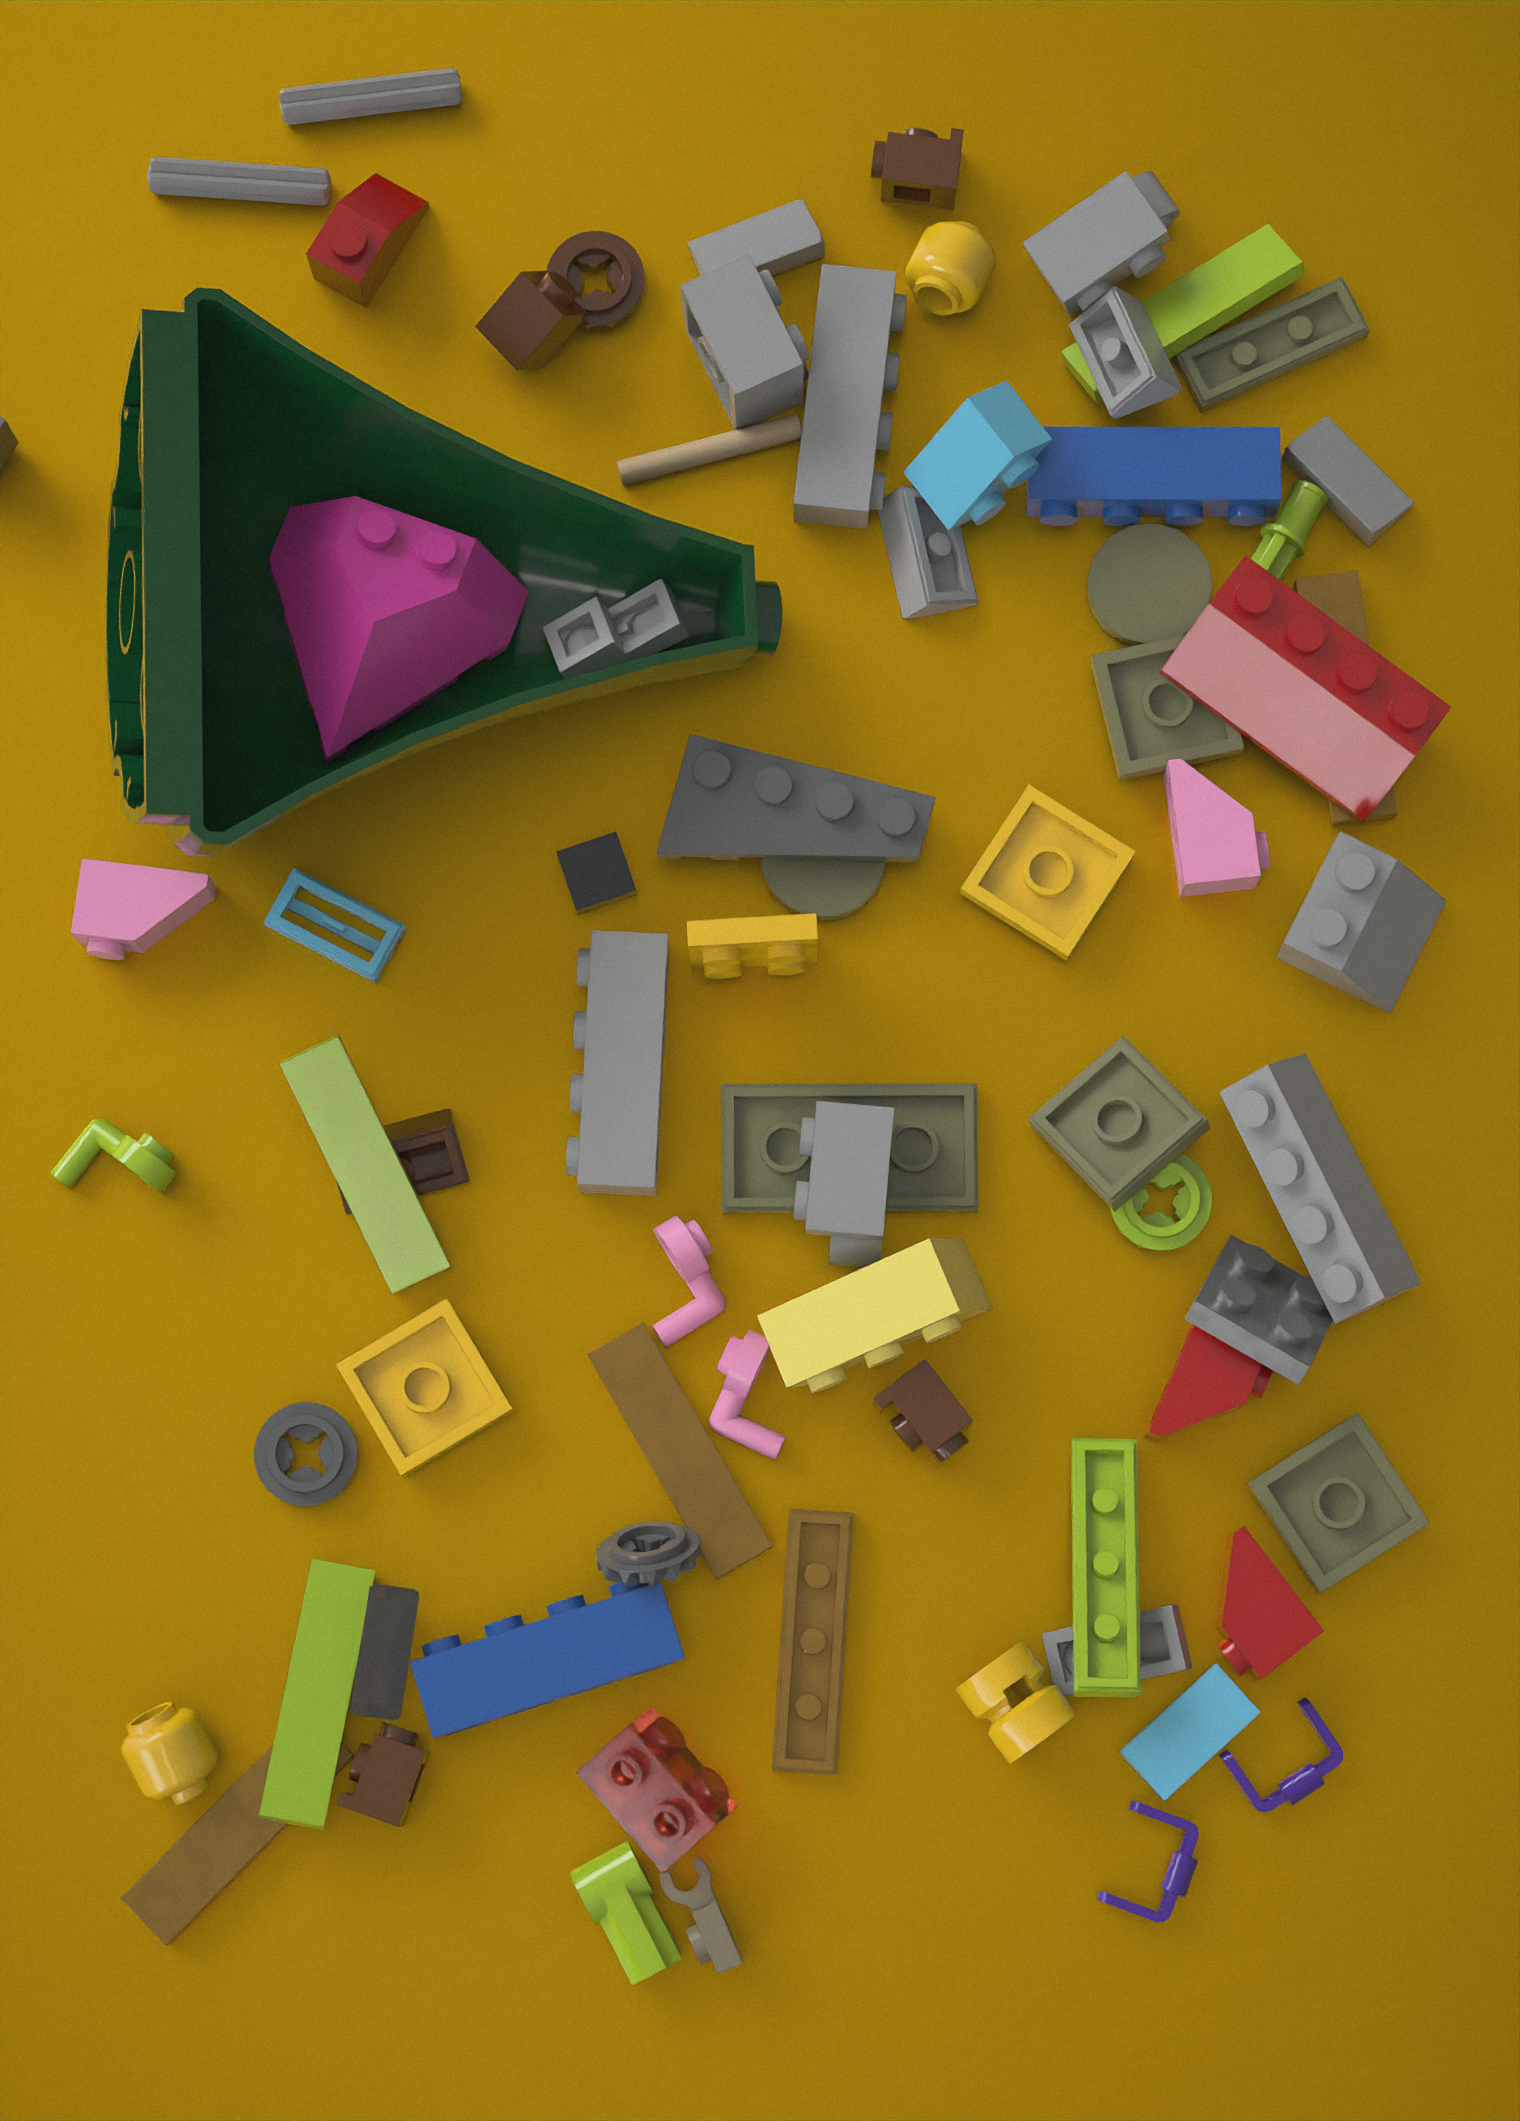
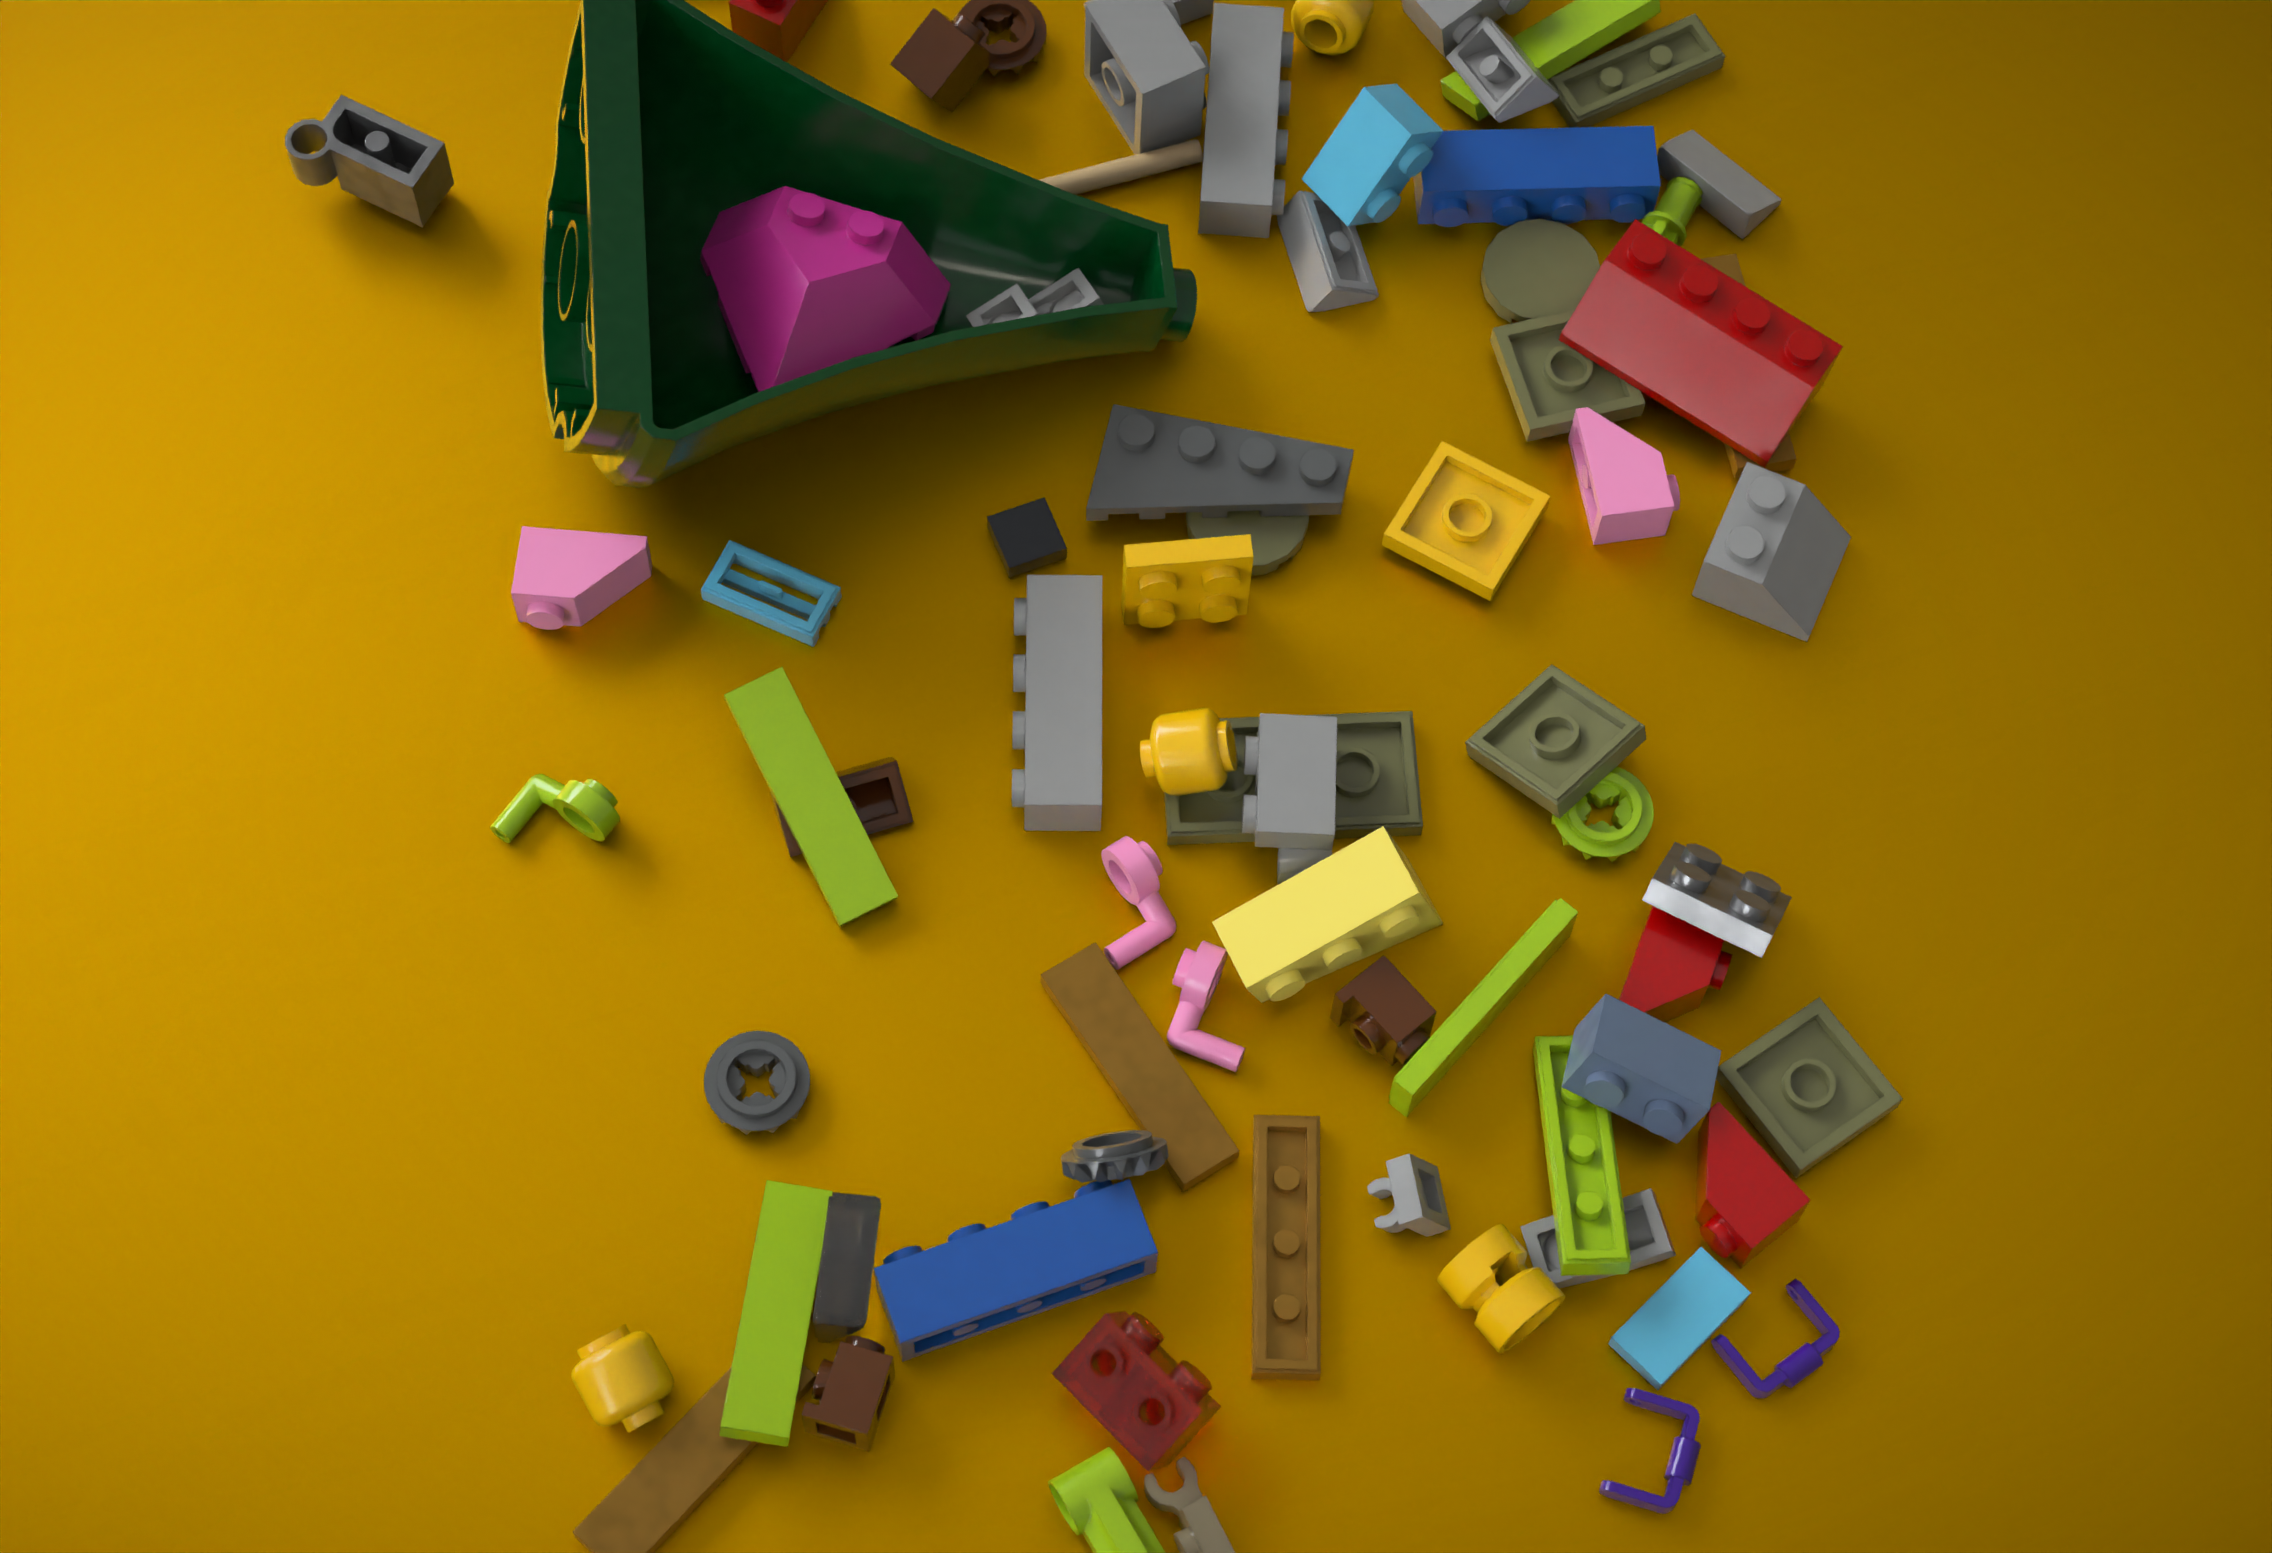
camera: 10 degrees left, 15 degrees down
(424, 1387) = (877, 1012): yellow plate -> none
(745, 1131) = (1189, 752): none -> yellow head
(941, 1602) = (1416, 1197): none -> light grey tile
(1022, 1406) = (1482, 1006): none -> lime tile
(1171, 1488) = (1641, 1069): none -> sand blue brick
(1320, 1187) = (1760, 787): light grey brick -> none

